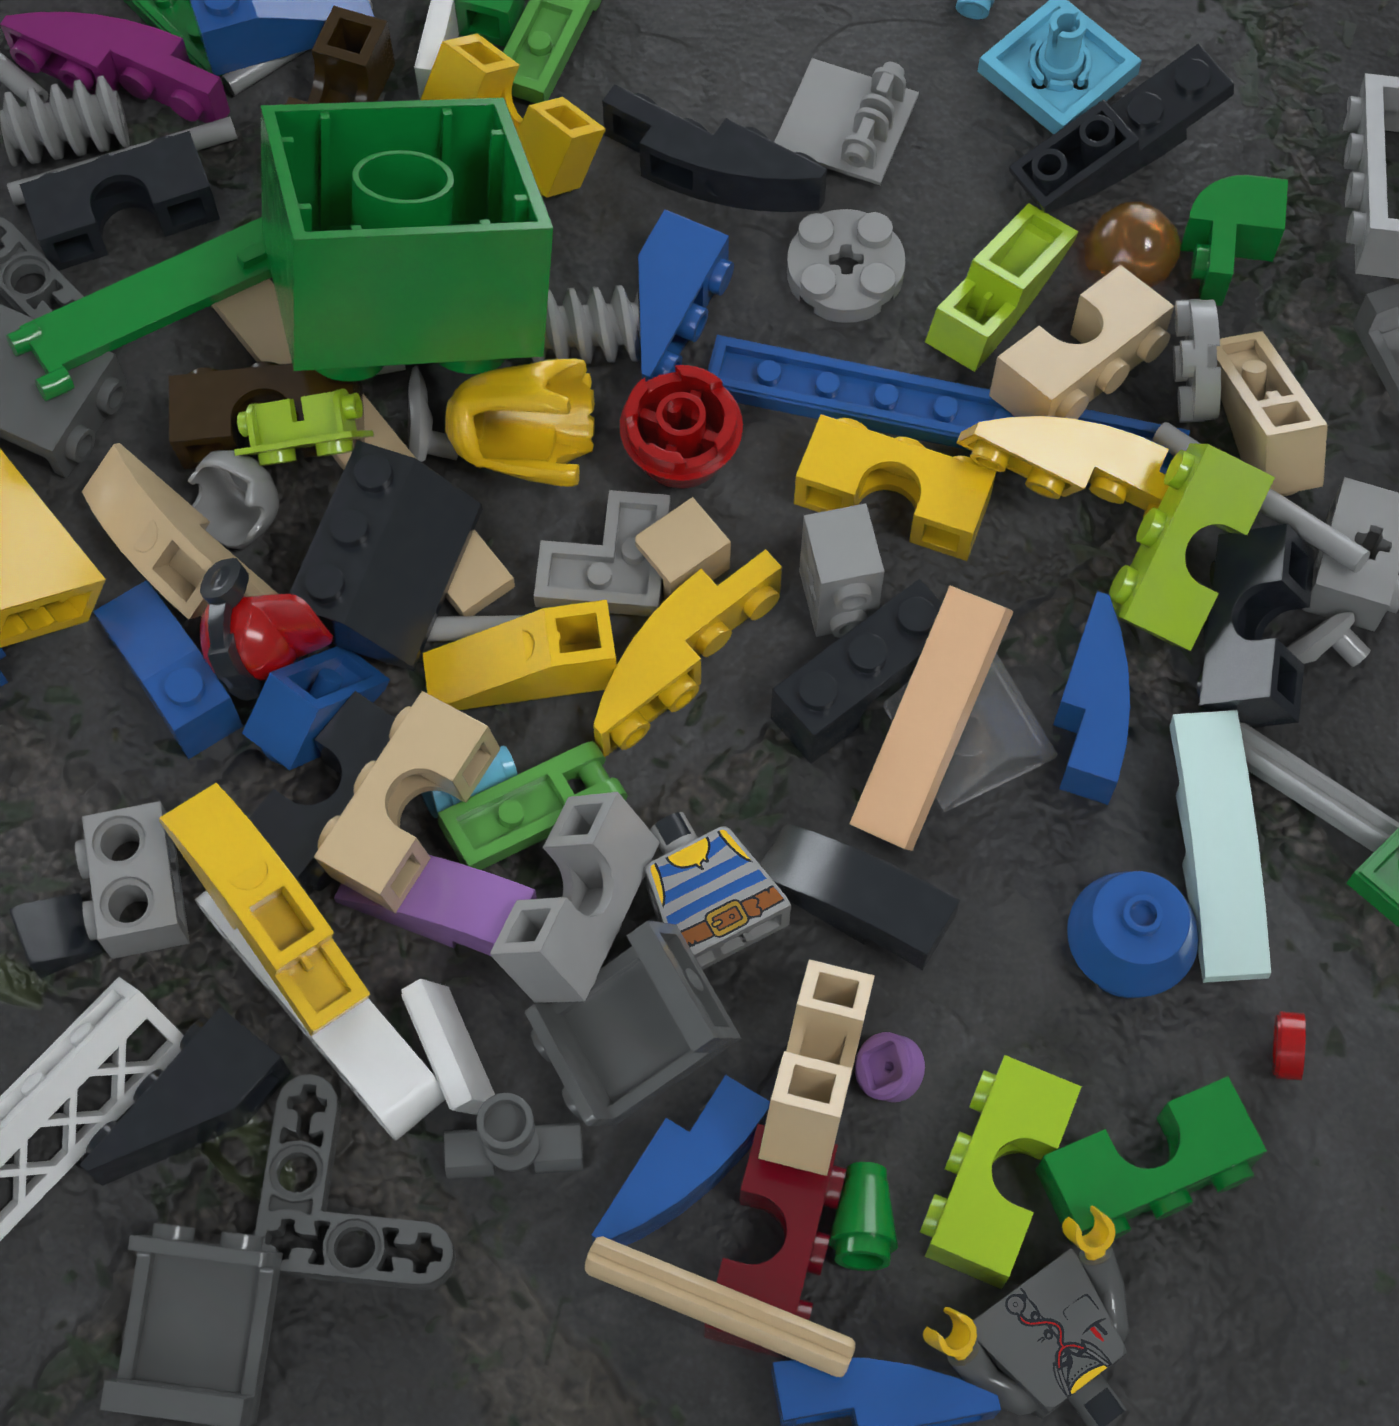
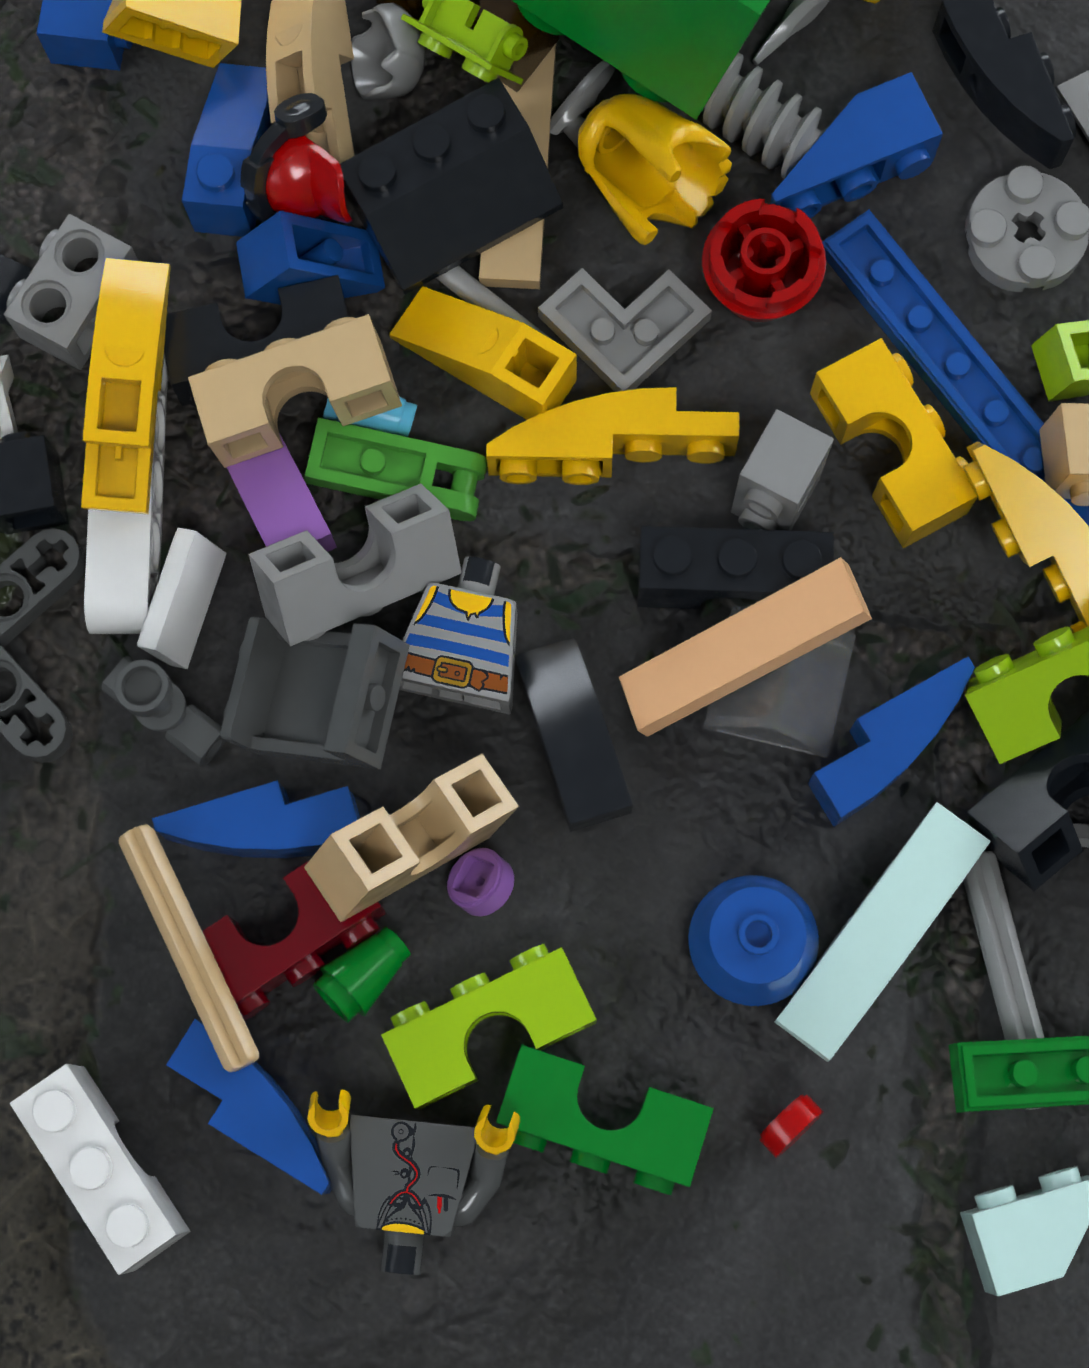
camera: 45 degrees right, 10 degrees up
(683, 545) = (683, 358): tan panel -> none

